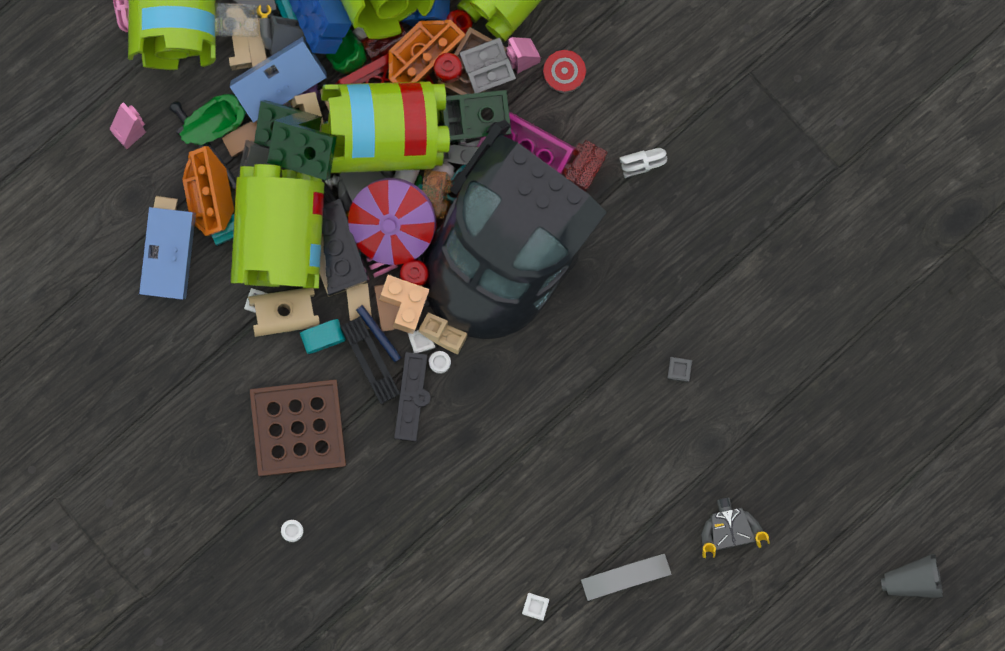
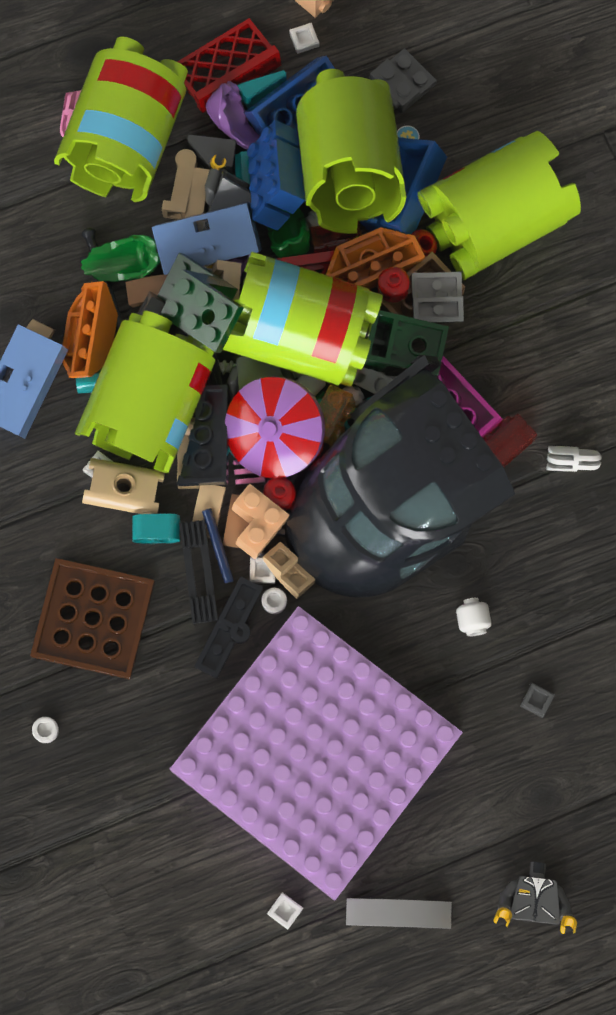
camera: 20 degrees right, 5 degrees down
(127, 125) = (29, 233): bright pink slope -> none
(236, 20) = (184, 161): clear plate -> none
(516, 473) = (316, 752): none -> lavender brick
(522, 53) = (479, 299): bright pink slope -> none
(564, 71) = (519, 335): red tile -> none
(606, 320) = (473, 617): none -> white head

